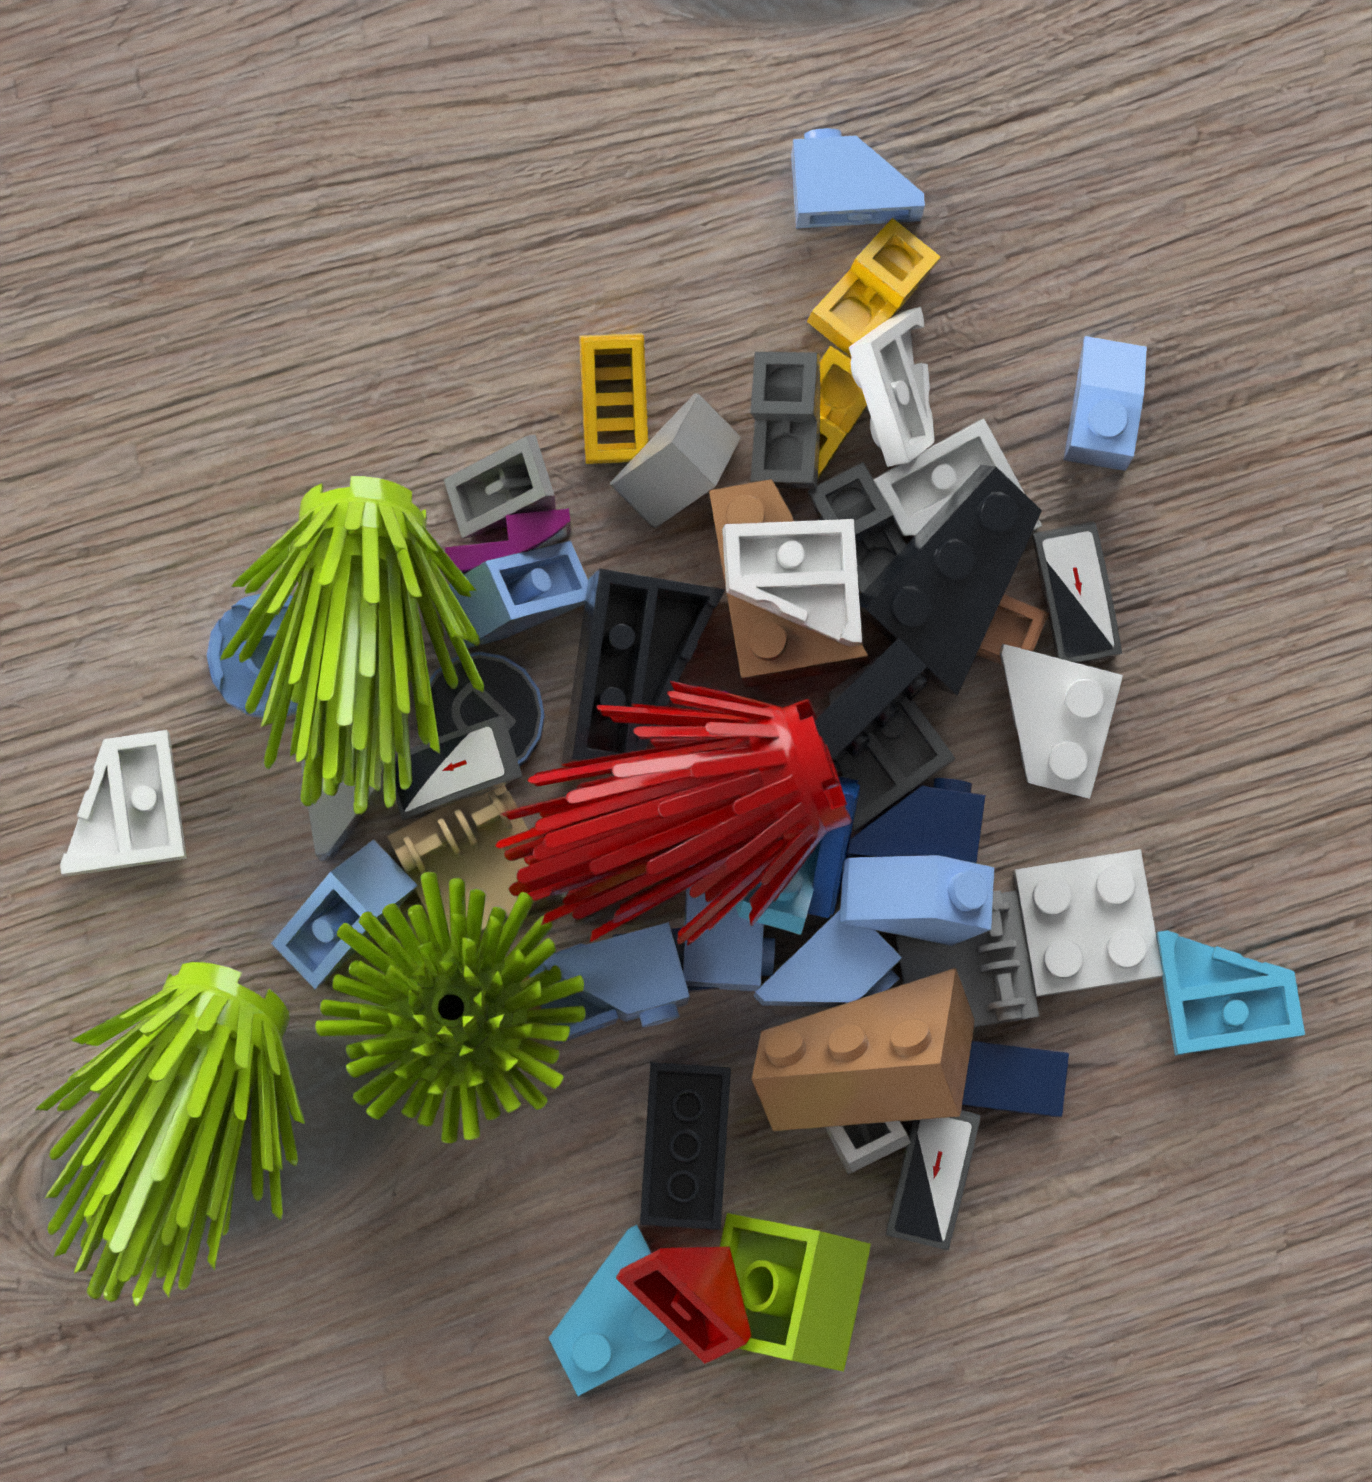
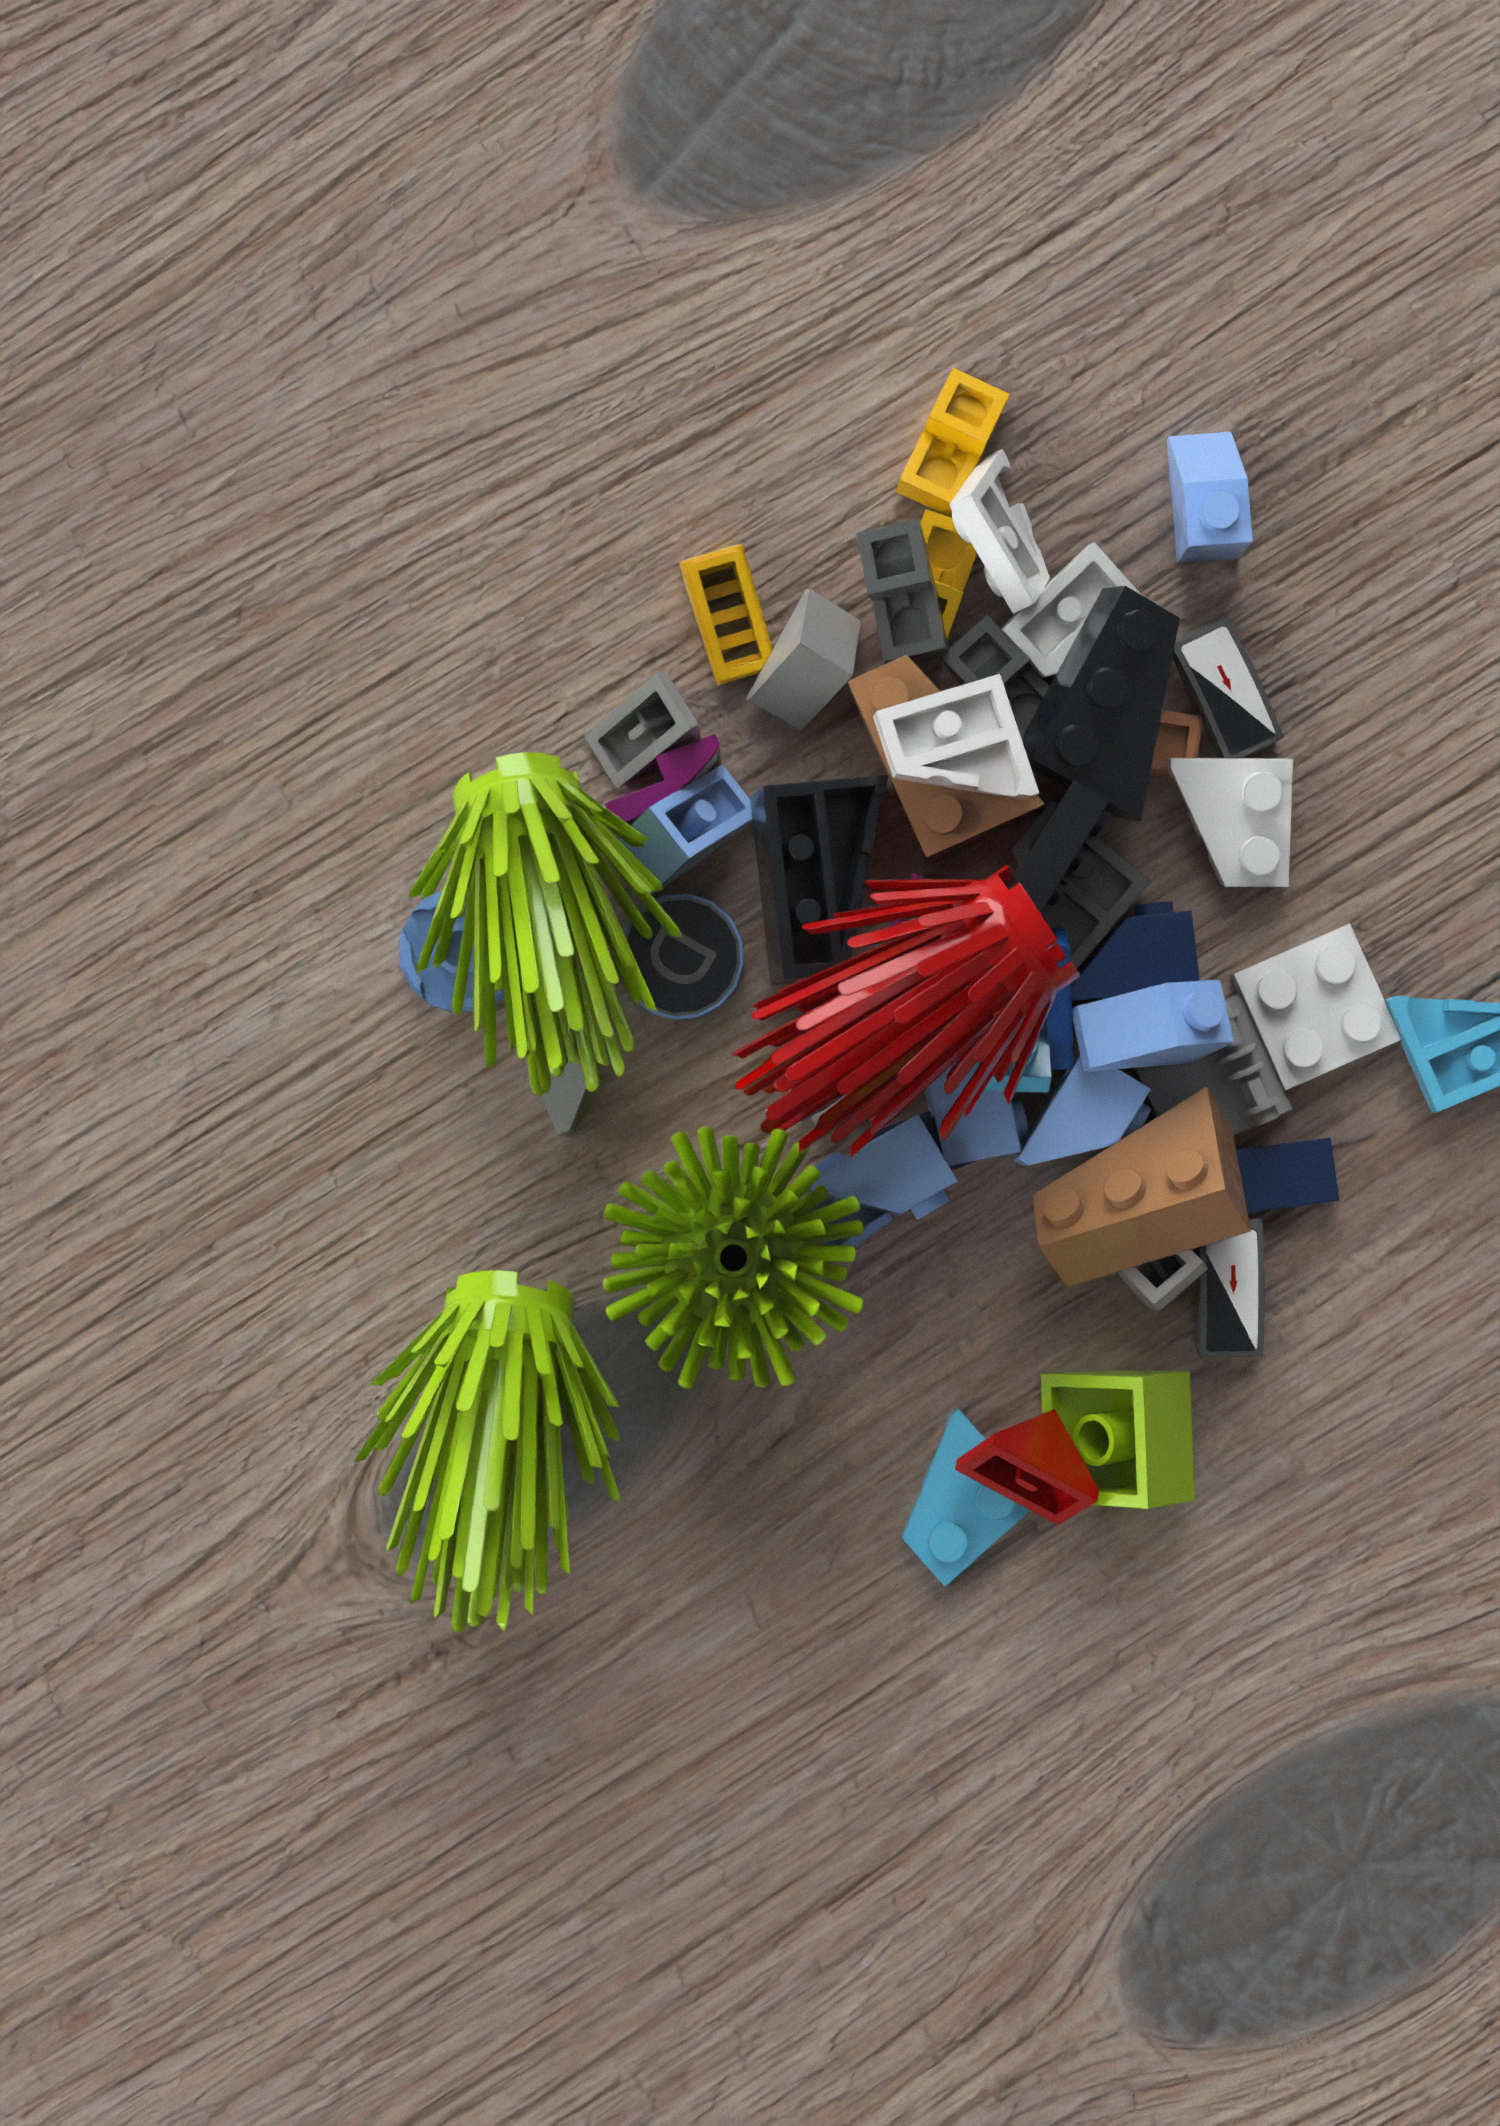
camera: 10 degrees left, 5 degrees up
(130, 808) = (364, 1133): white wing -> none
(357, 885) = (609, 1156): light blue slope -> none
(461, 845) = (697, 1090): tan hinge -> none
(468, 766) = (686, 1008): slope -> none
(685, 1146) = (986, 1322): black piece -> none
(848, 183) = (902, 344): light blue slope -> none

